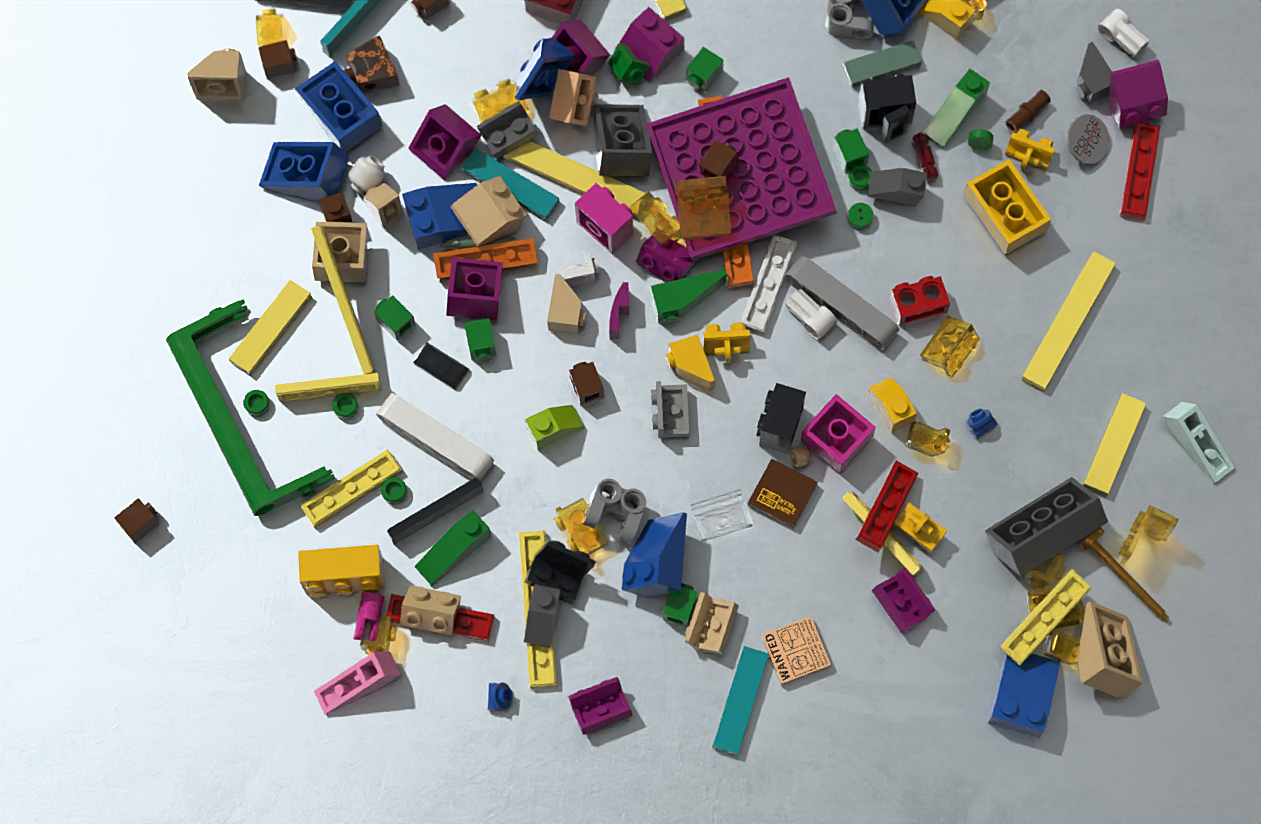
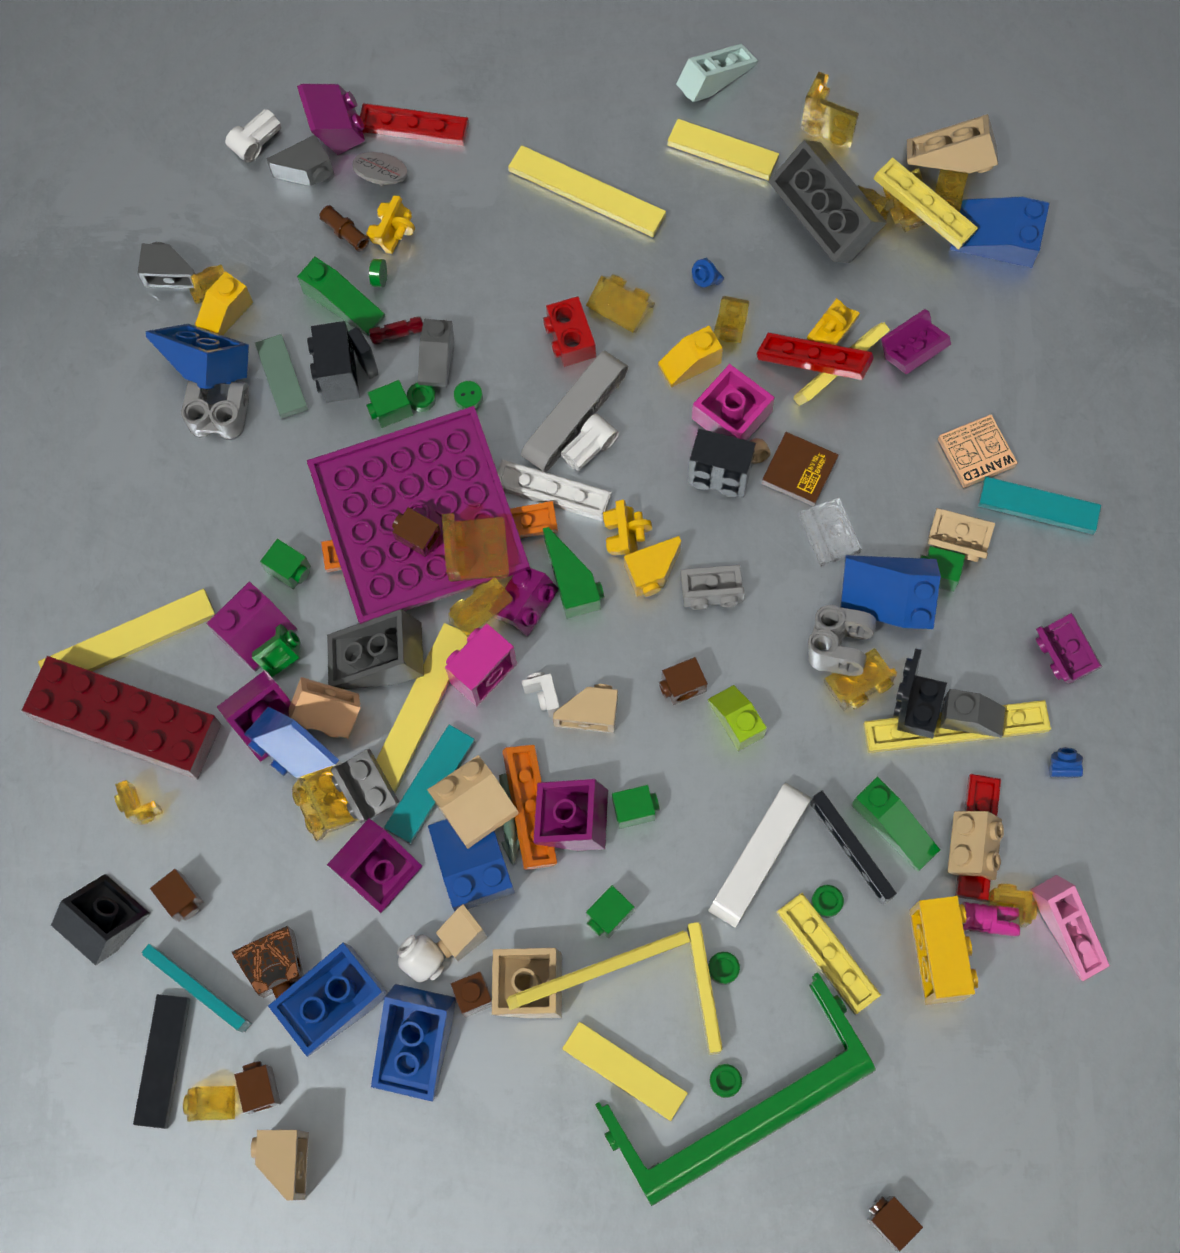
camera: 90 degrees left, 0 degrees up
(441, 365) = (665, 855): black tile -> none
(619, 307) = (582, 646): magenta slope -> none
(1007, 206) = (461, 243): yellow brick -> none
(1091, 541) = (872, 134): pearl gold piece -> none

